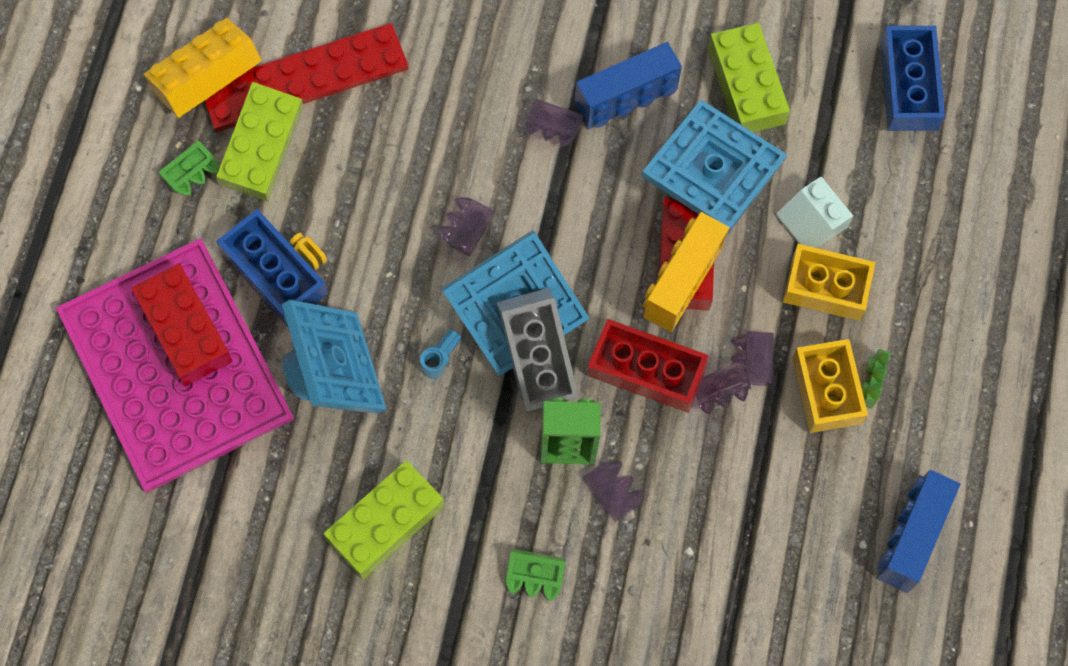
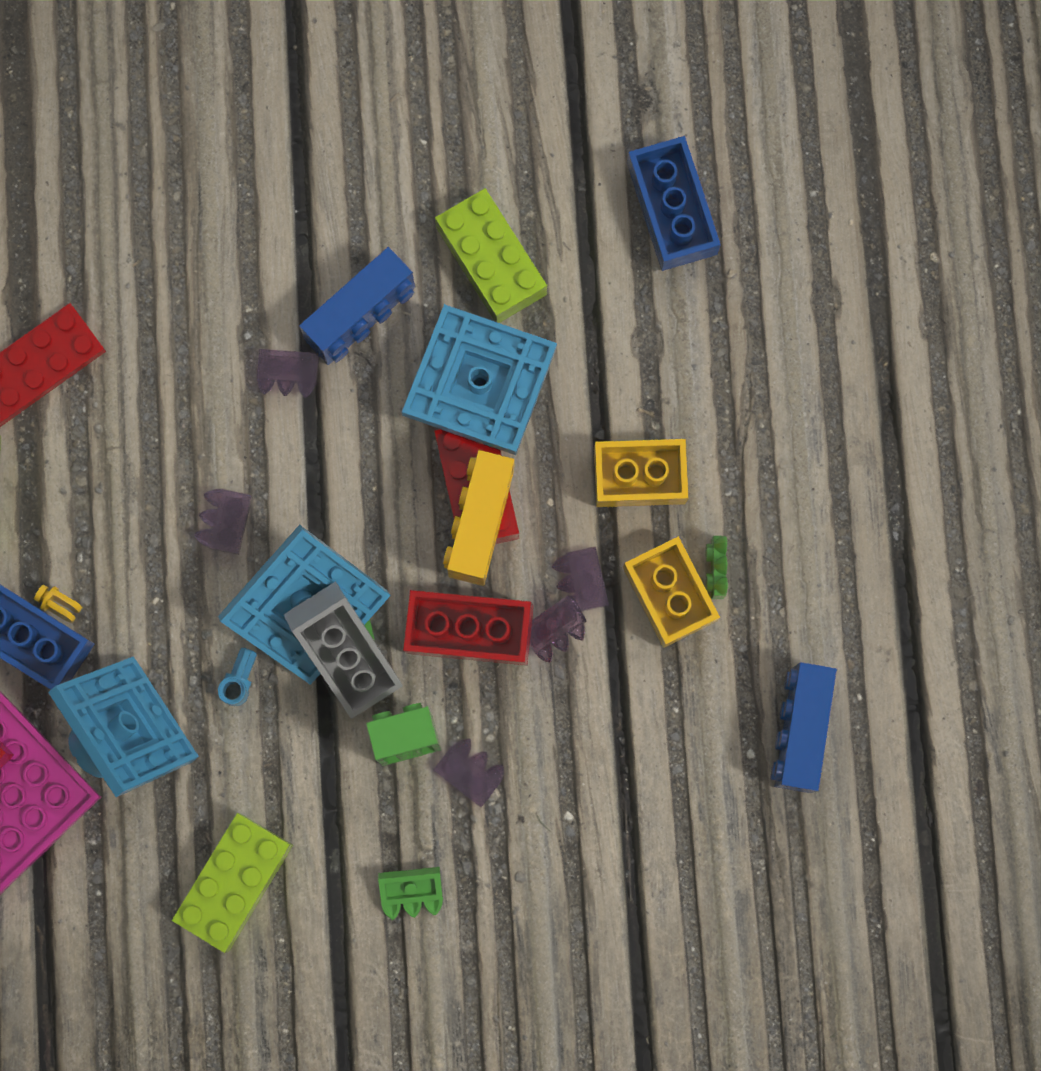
camera: 15 degrees left, 10 degrees up
(815, 214) = (605, 398): light aqua slope -> none

